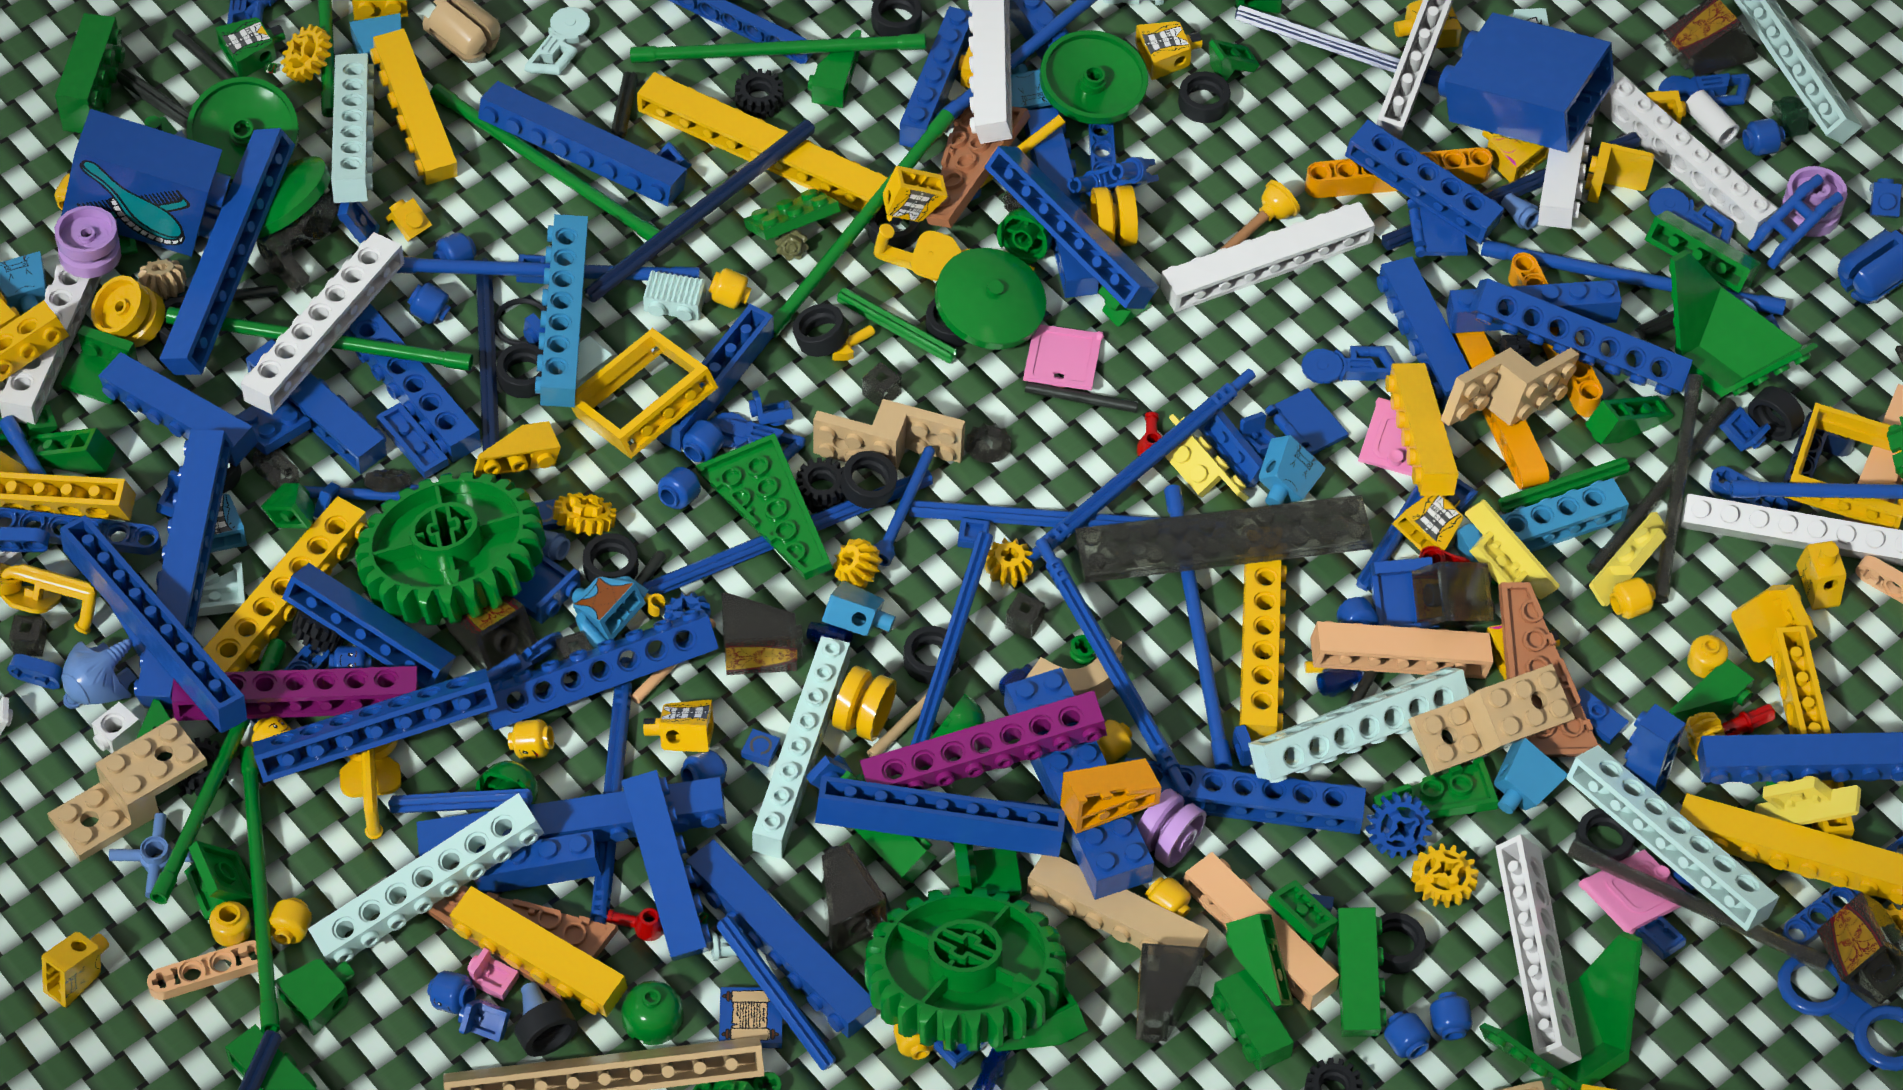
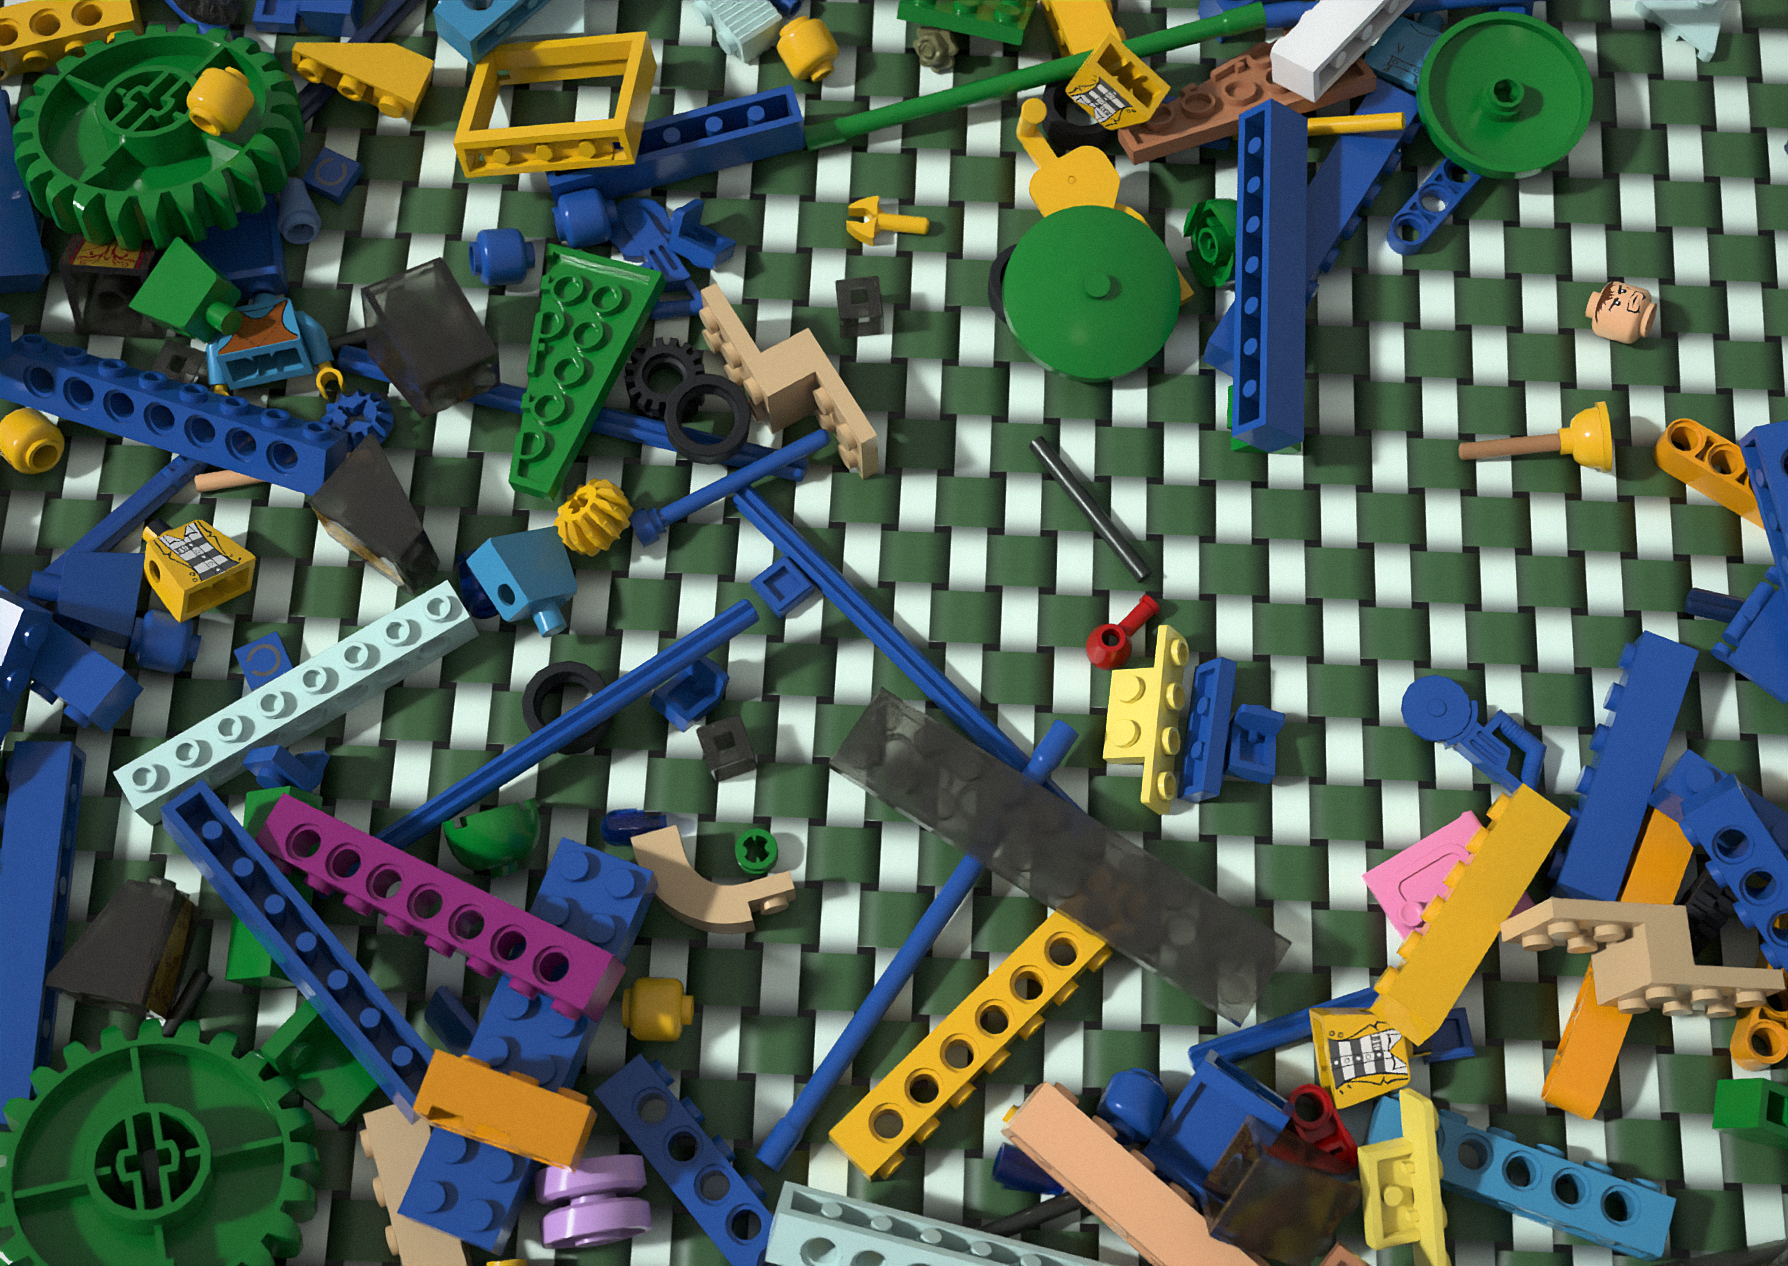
camera: 45 degrees right, 15 degrees up
(486, 497) = (220, 100): none -> yellow head
(526, 660) = (105, 339): blue piece -> none
(554, 605) = (189, 295): none -> green torso
(584, 514) = (362, 207): yellow gear -> none
(610, 543) = (318, 266): black tyre -> none
(648, 758) = (94, 594): none -> blue torso
(695, 541) = (428, 338): none -> clear smoke slope
(826, 343) = (852, 159): black tyre -> none
(864, 703) = (409, 710): yellow wheel -> none
(897, 325) = (960, 244): green axle -> none
(898, 729) = (428, 773): tan piece -> none
(981, 450) = (922, 498): clear smoke gear -> none
(985, 604) = (691, 693): none -> blue bracket
(1009, 562) = (787, 648): yellow gear -> none
(1063, 352) = (1124, 432): bright pink container -> none
(1113, 667) = (738, 923): blue axle -> none
(1116, 214) = (1357, 302): yellow wheel -> none
(1129, 172) = (1399, 248): blue connector -> none
(1144, 463) = (1054, 665): blue axle -> none
(1165, 47) = (1650, 122): yellow torso -> none
(1200, 112) = (1650, 198): black tyre -> none
(1228, 57) = (1723, 195): green slope -> none
(1236, 140) = (1621, 312): none -> light nougat head
(1240, 744) = (813, 1159): blue tile -> none
(1267, 256) = (1512, 501): white brick -> none
(1288, 471) = (1236, 827): dark azure torso -> none
(1307, 421) = (1344, 770): blue piece -> none
(1562, 485) = (1607, 1143): green axle -> none

